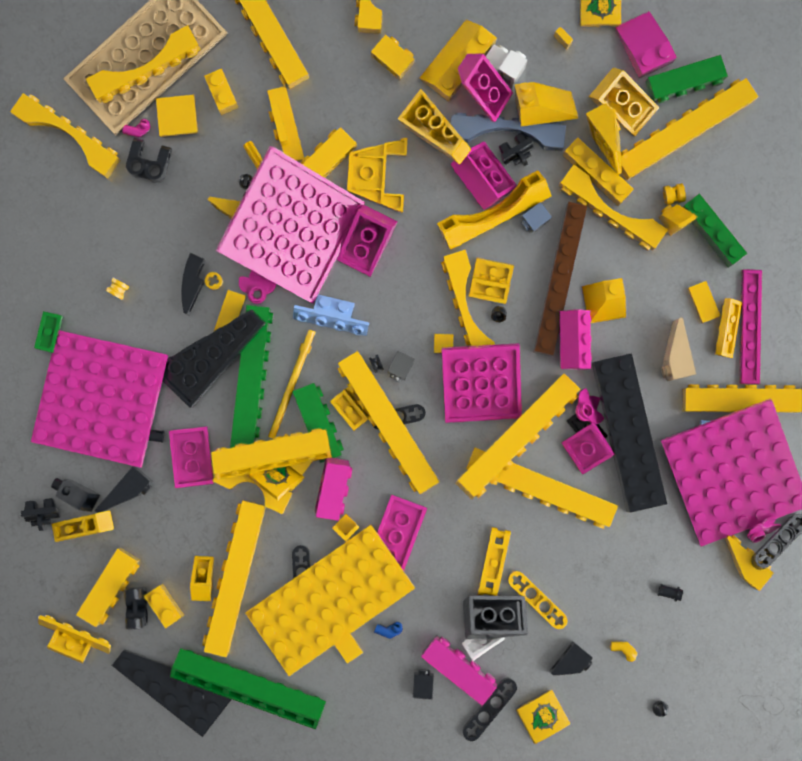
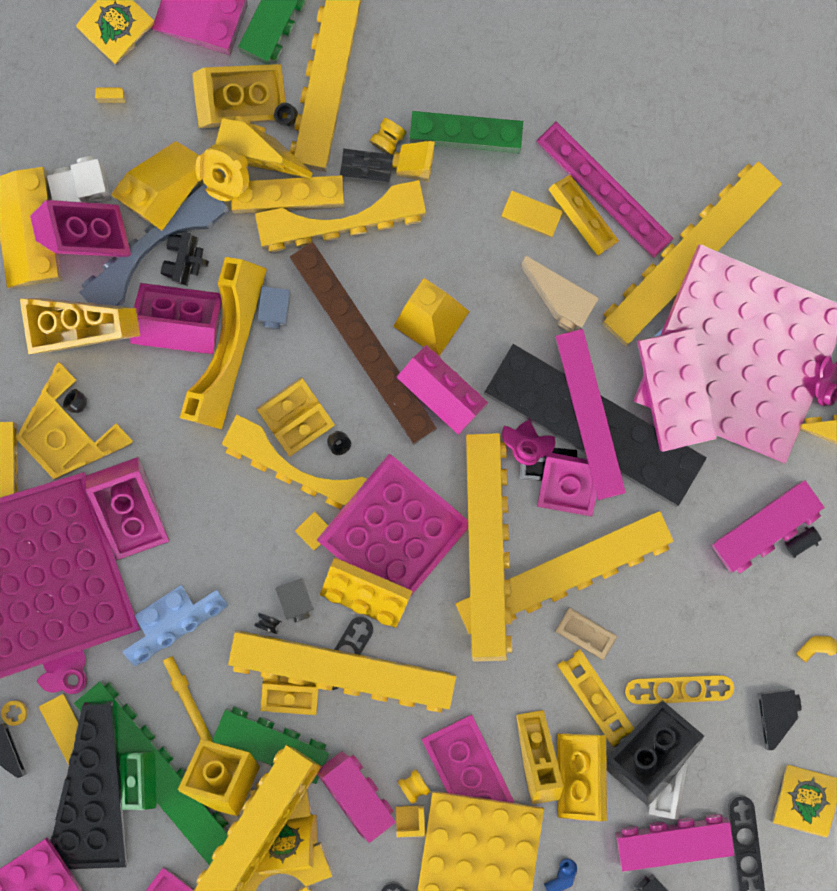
camera: 45 degrees left, 0 degrees up
(238, 373) = (138, 781): none -> green slope
(278, 412) = (219, 777): none -> yellow slope
(364, 513) = (413, 786): none -> yellow wheel
(395, 165) = (75, 401): none -> black hinge
(437, 397) = (365, 593): none -> yellow plate
(437, 562) = (539, 758): none -> yellow slope
(448, 592) = (583, 775): none -> yellow tile
(521, 527) = (586, 633): none -> tan plate
(588, 128) = (231, 163): none -> yellow plate
(633, 425) = (590, 414): none -> dark pink tile
(640, 132) = (288, 109): none -> black hinge
(649, 197) = (366, 165): none -> black hips
(661, 567) = (768, 526): none -> dark pink brick
(687, 456) = (676, 389): none -> plate

